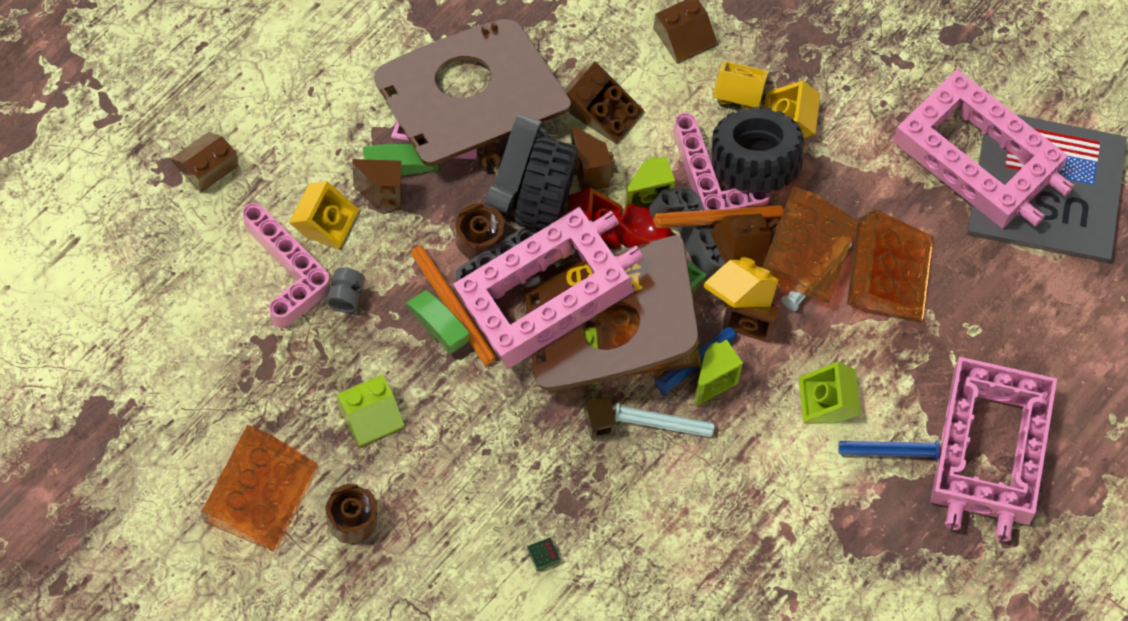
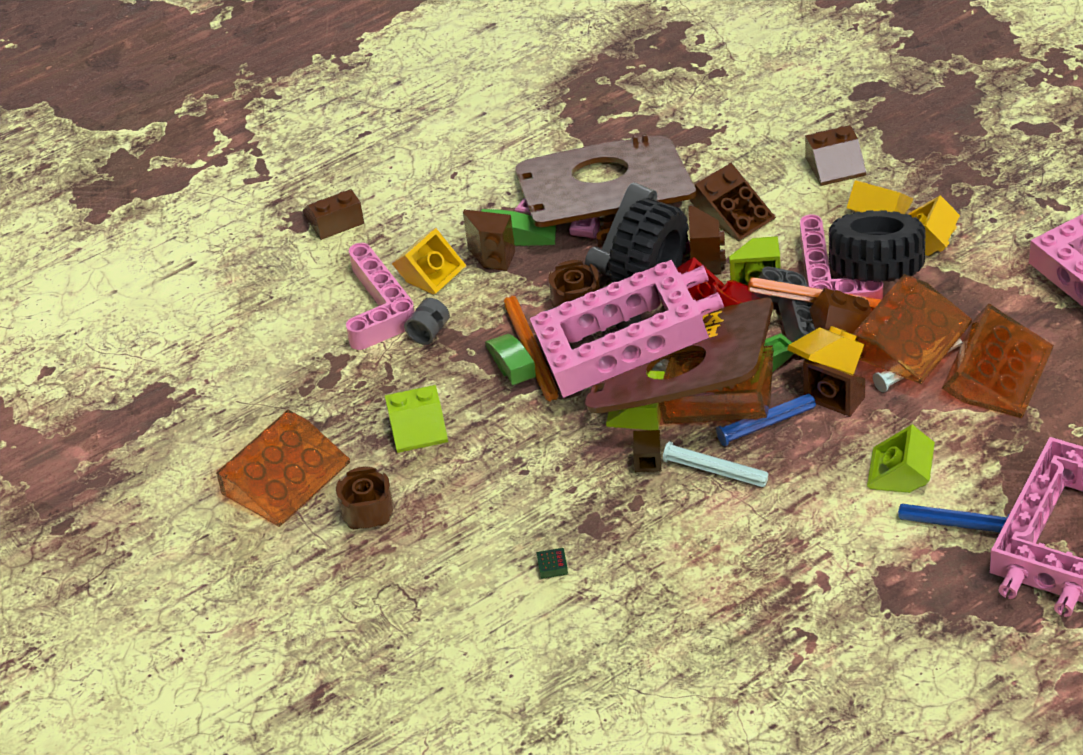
camera: 25 degrees right, 20 degrees down
(719, 371) = (779, 425): lime slope -> none

